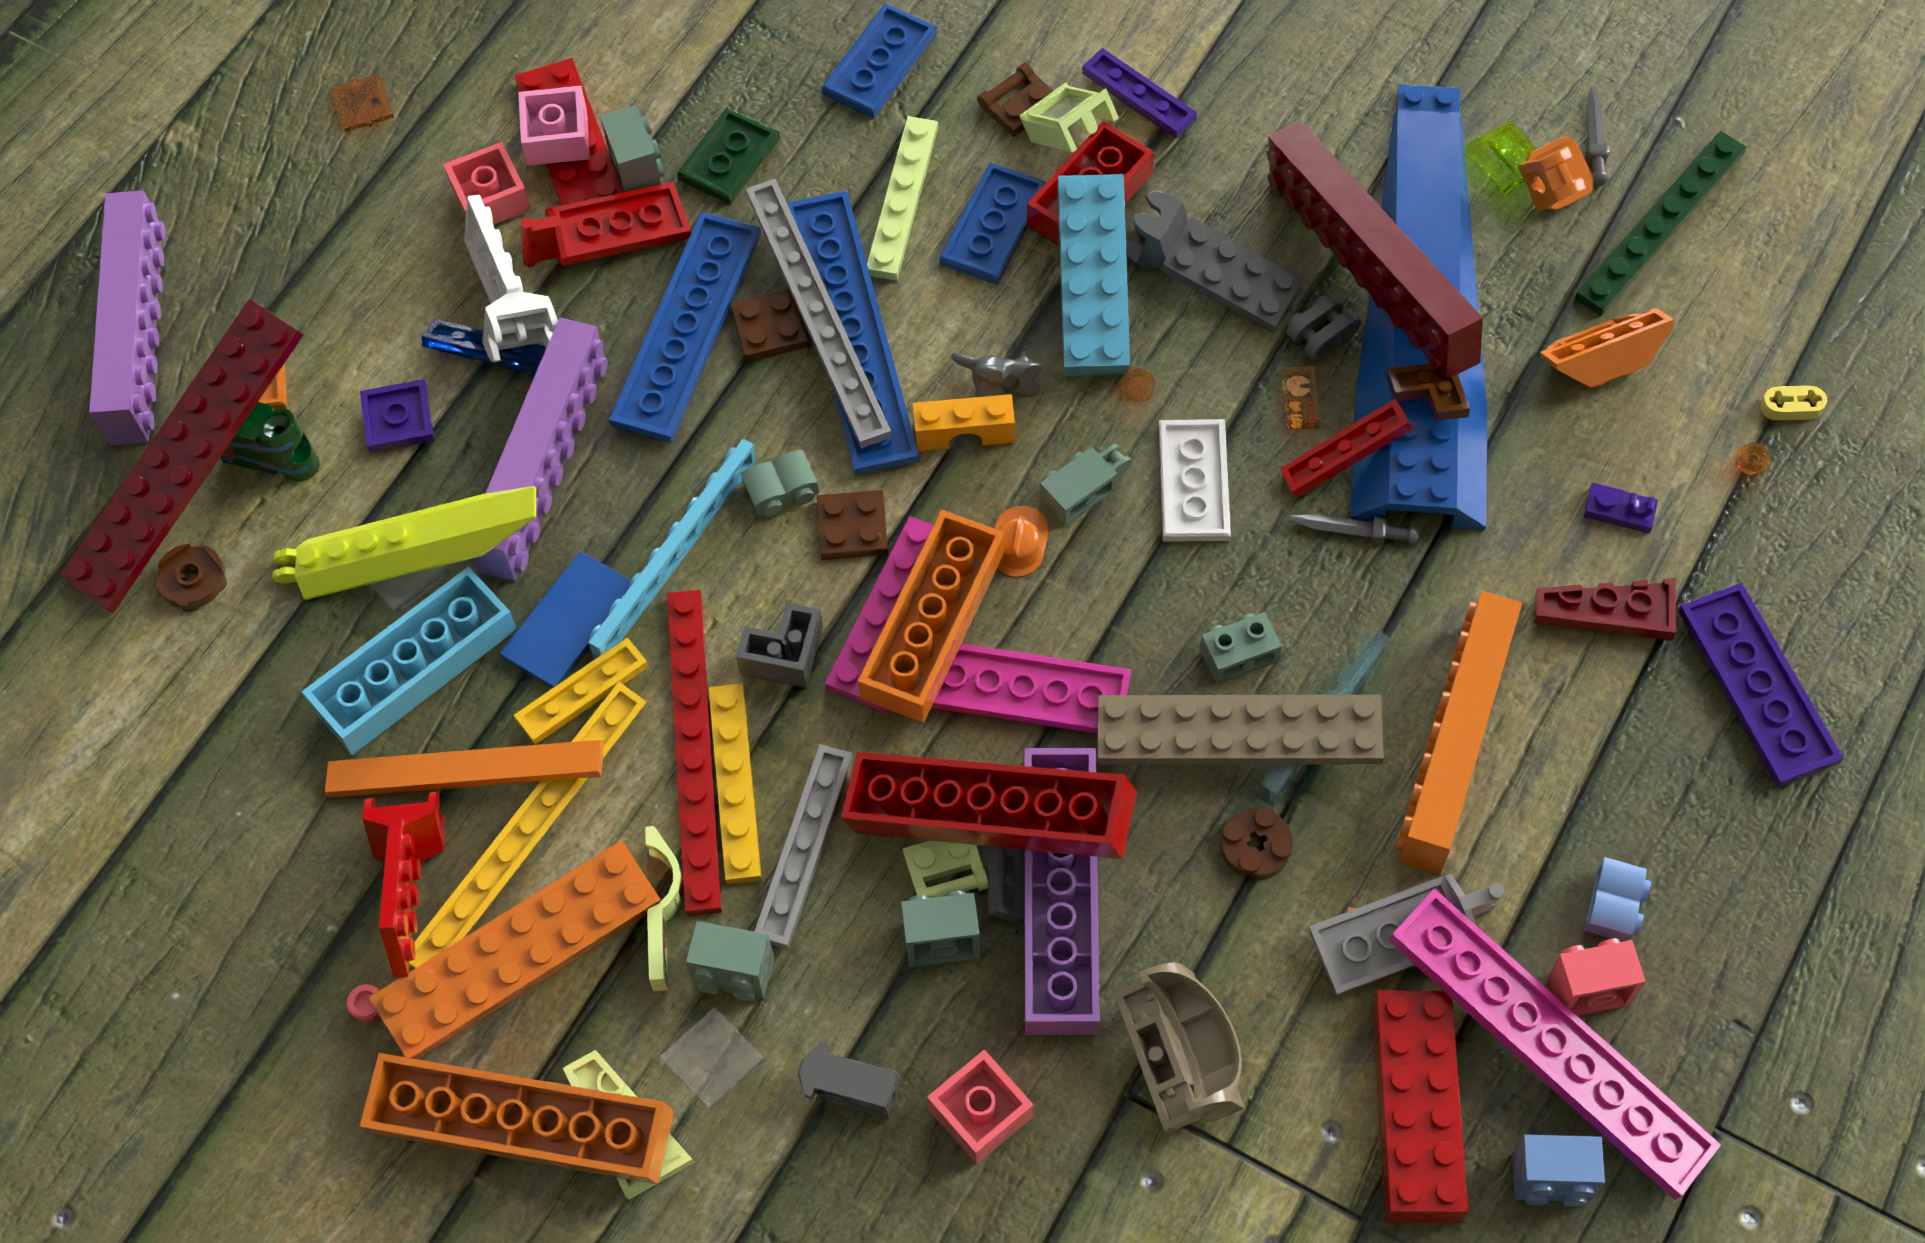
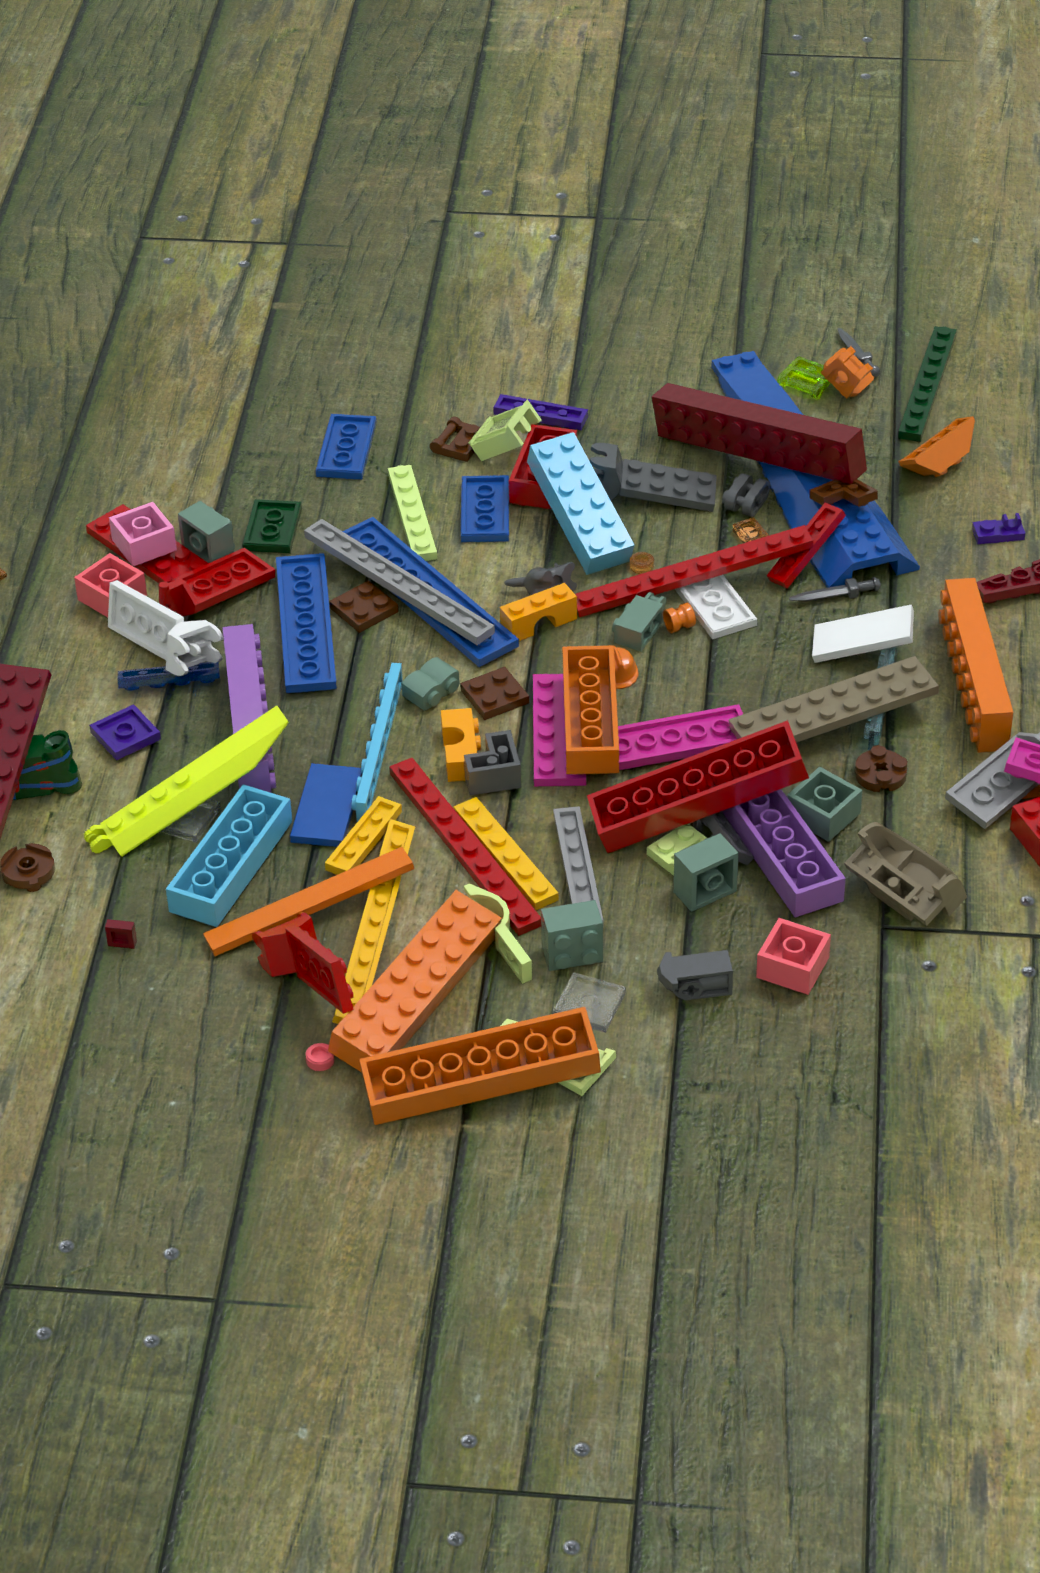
camera: 25 degrees left, 20 degrees down
(237, 723) = (121, 933): none -> dark red plate
(778, 569) = (459, 739): none -> light orange arch
(1132, 497) = (679, 617): none -> orange wheel
(1148, 879) = (826, 803): none -> sand green brick
(1186, 432) = (694, 570): none -> red plate
(1240, 647) = (803, 671): sand green brick -> none
(1344, 621) = (863, 633): none -> white tile

